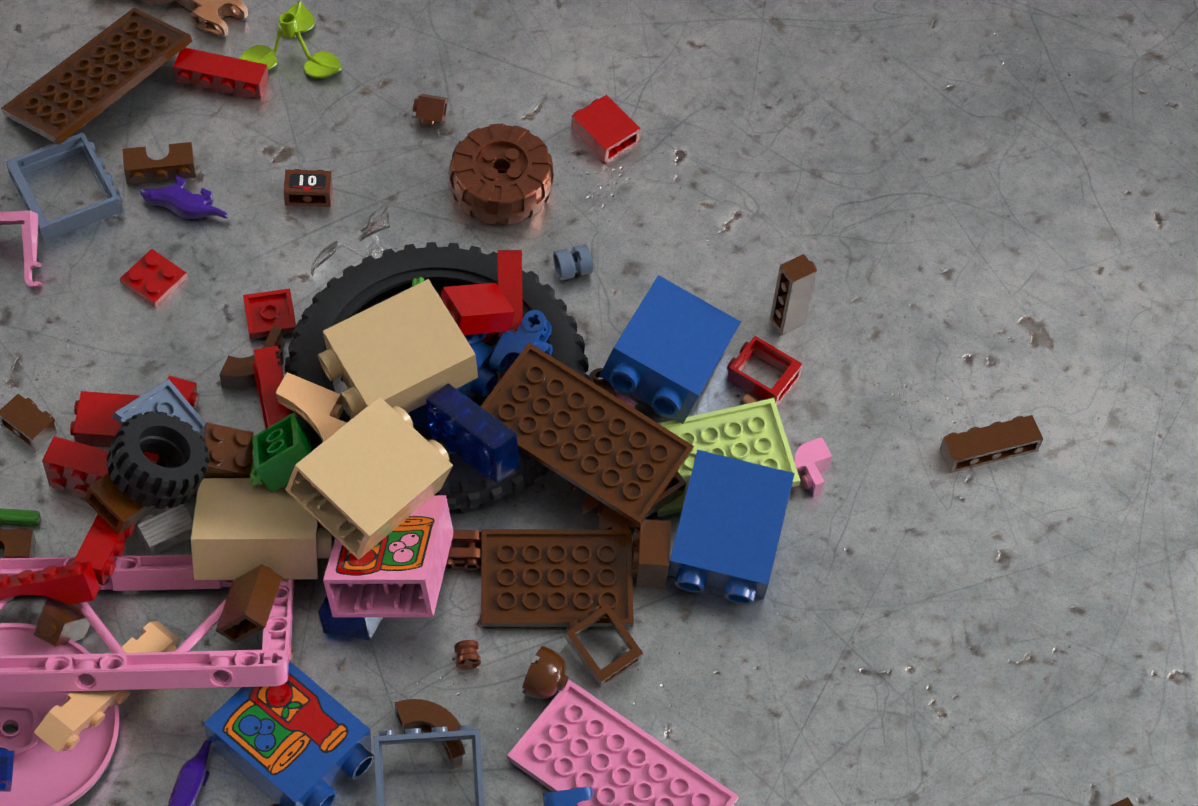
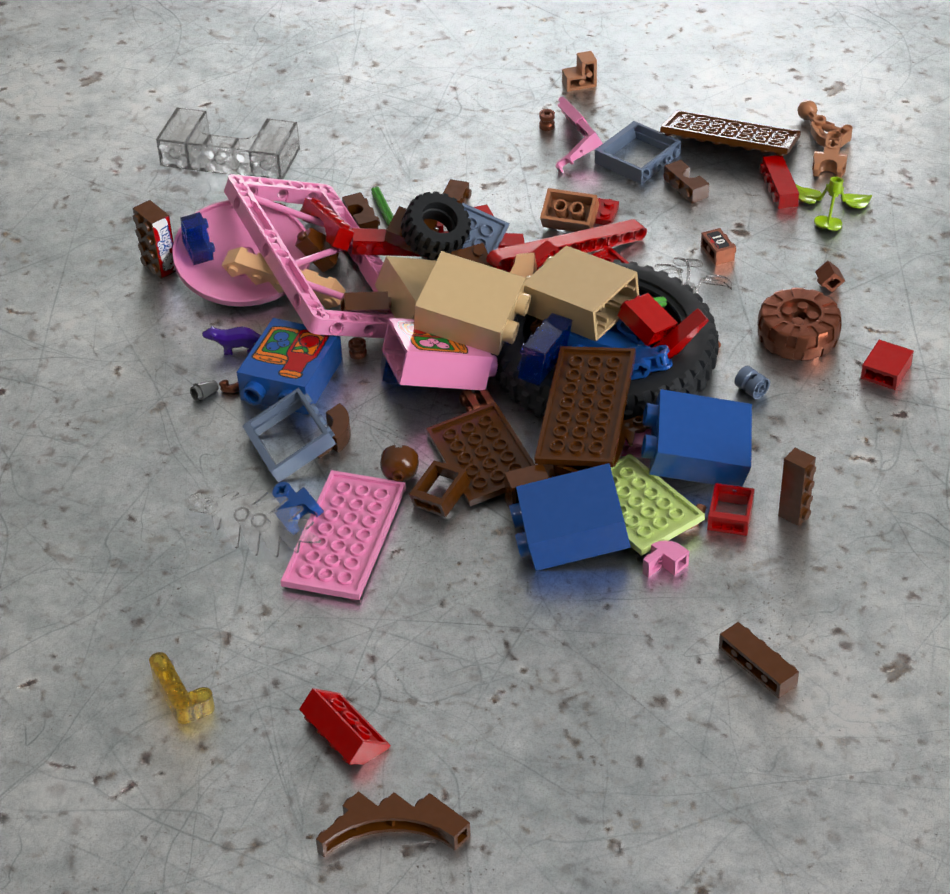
camera: 75 degrees right, 15 degrees down
(156, 307) = (569, 210): none -> nougat brick
(183, 201) = (665, 201): dark purple animal -> none
(237, 339) = (583, 240): none -> beam
(467, 654) = (398, 430): copper wheel -> none

